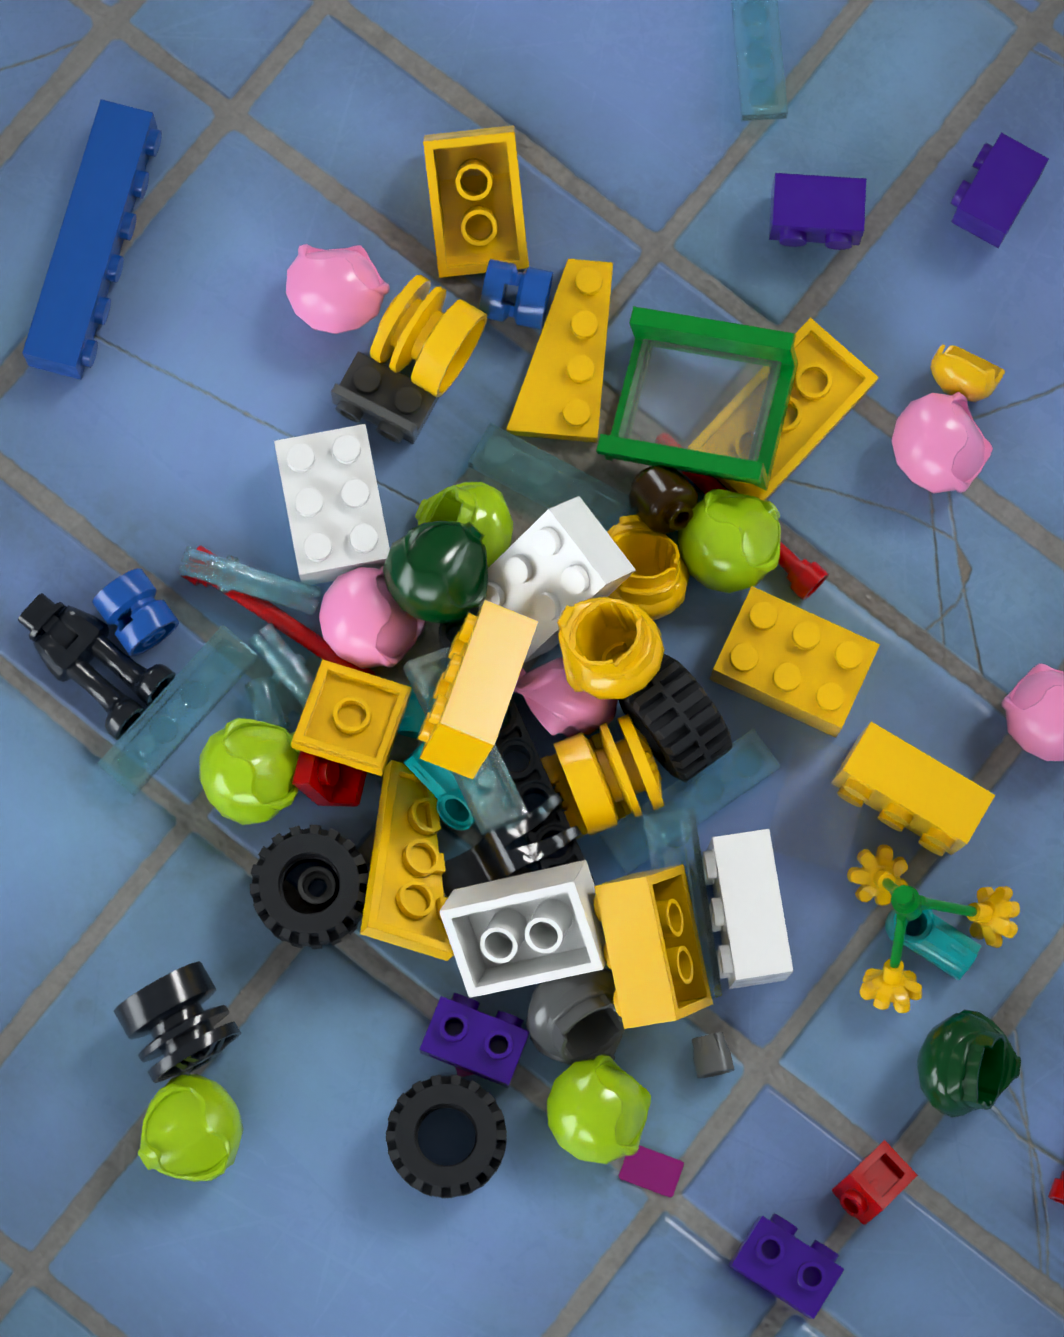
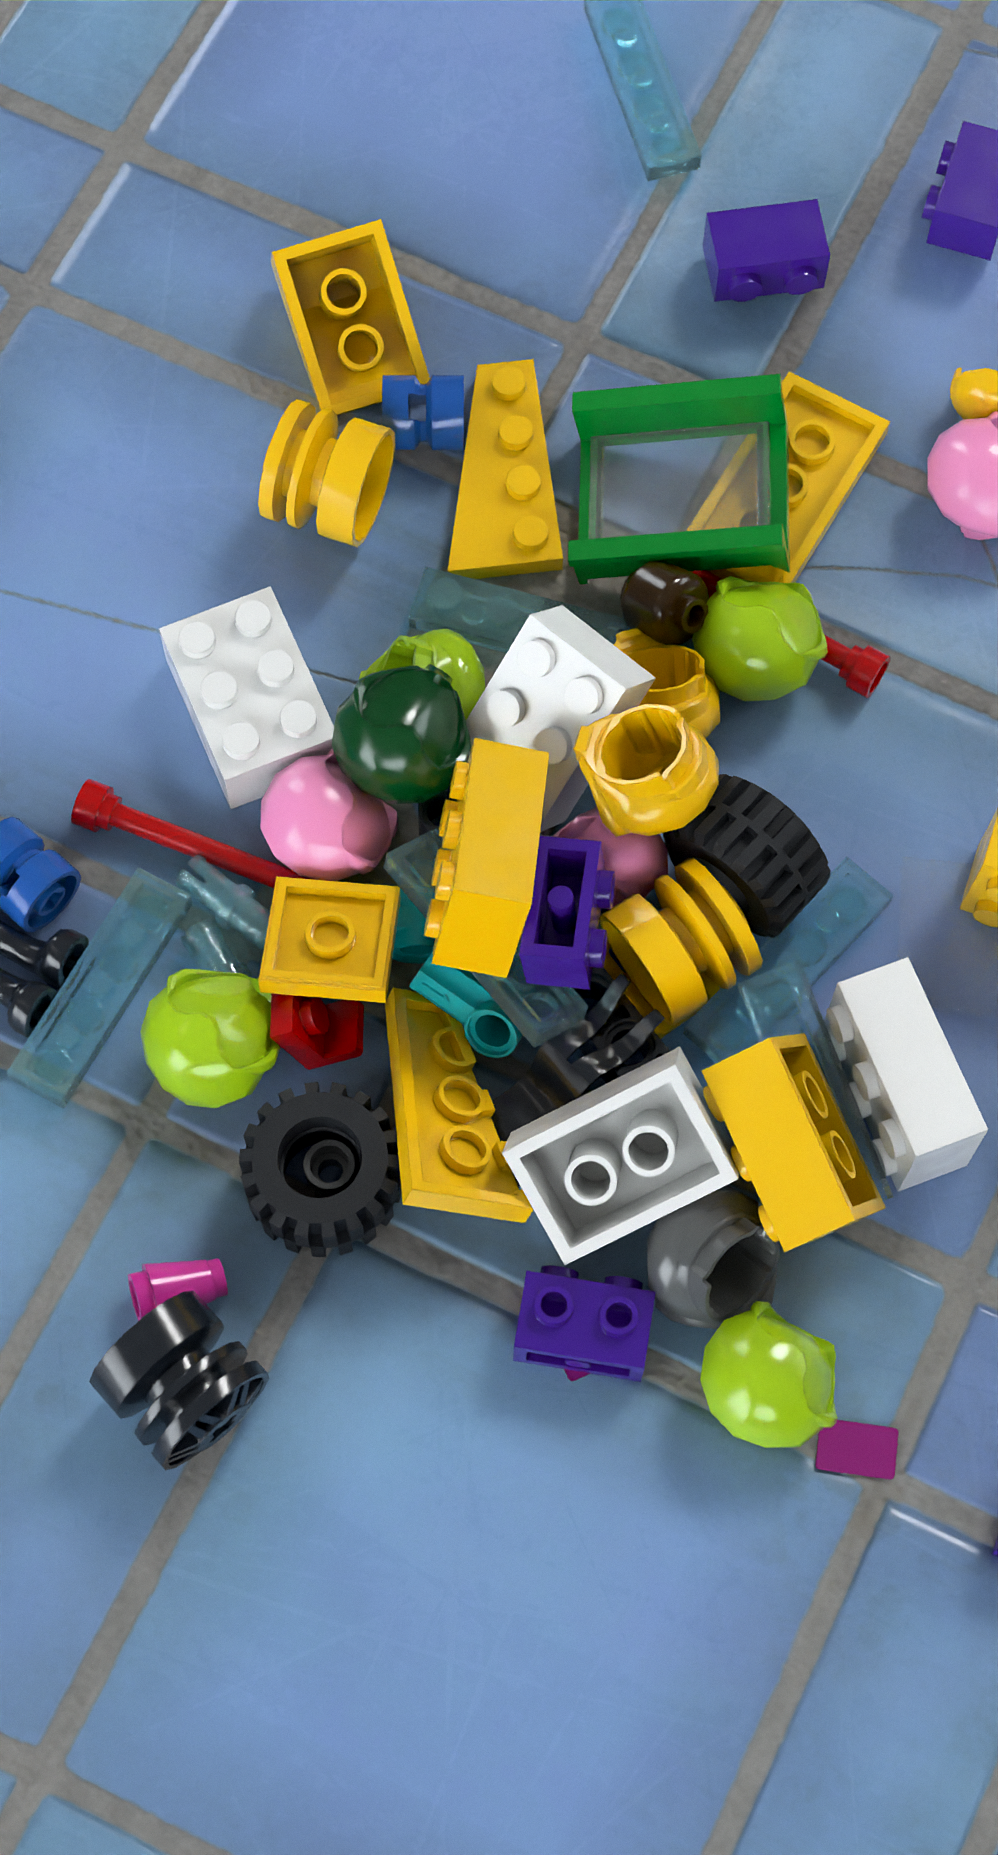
camera: 10 degrees left, 10 degrees down
(186, 947) = (165, 1280): none -> dark pink cone
(191, 1129) = (226, 1521): lime helmet -> none
(232, 575) = (150, 803): clear light blue pin -> none
(335, 288) = (197, 447): bright pink helmet -> none
(383, 398) = (299, 566): dark grey bracket -> none
(489, 1136) = (586, 1402): black tyre -> none
(524, 743) = (562, 926): none -> dark purple brick
(711, 1055) = (900, 1278): dark grey hose -> none
(794, 662) = (879, 767): yellow brick -> none

